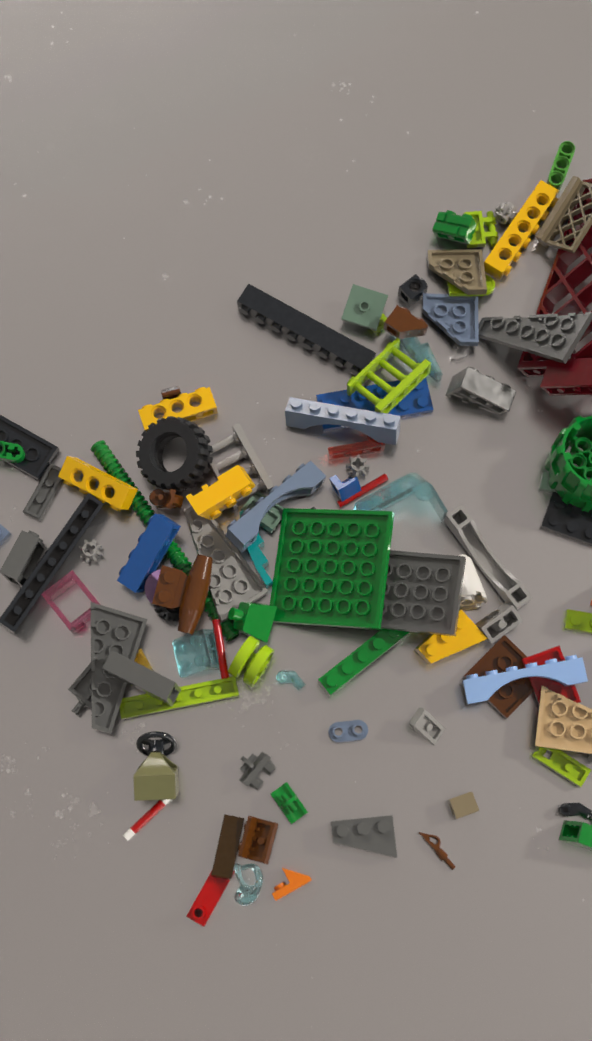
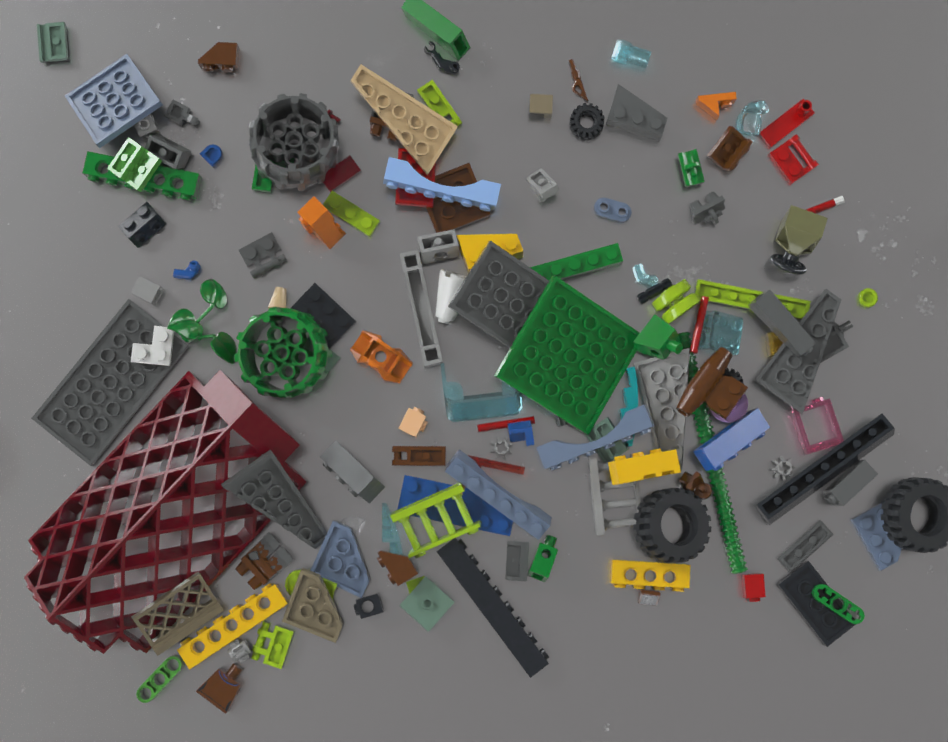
camera: 155 degrees left, 10 degrees up
(66, 747) = (867, 298): none -> lime tile
(80, 437) = (753, 586): none -> red brick
(123, 493) = (745, 526): yellow brick -> none
(193, 852) = (788, 163): none -> red plate
(227, 847) = (758, 154): dark brown tile -> none
(275, 668) = (654, 290): none -> black axle
(278, 378) = (540, 566): none -> green torso
(300, 376) = (517, 561): none -> dark grey hinge
(401, 818) = (587, 110): none -> black tyre
(401, 898) = (625, 53): none -> clear light blue piece
(427, 430) = (420, 455): none -> reddish brown plate
(446, 456) = (413, 422): none -> light nougat brick
(454, 226) = (299, 653): green brick -> none
(488, 495) = (396, 362): none -> orange piece
(505, 179) = (222, 688): none -> reddish brown torso
(523, 285) = (258, 563): none -> hips

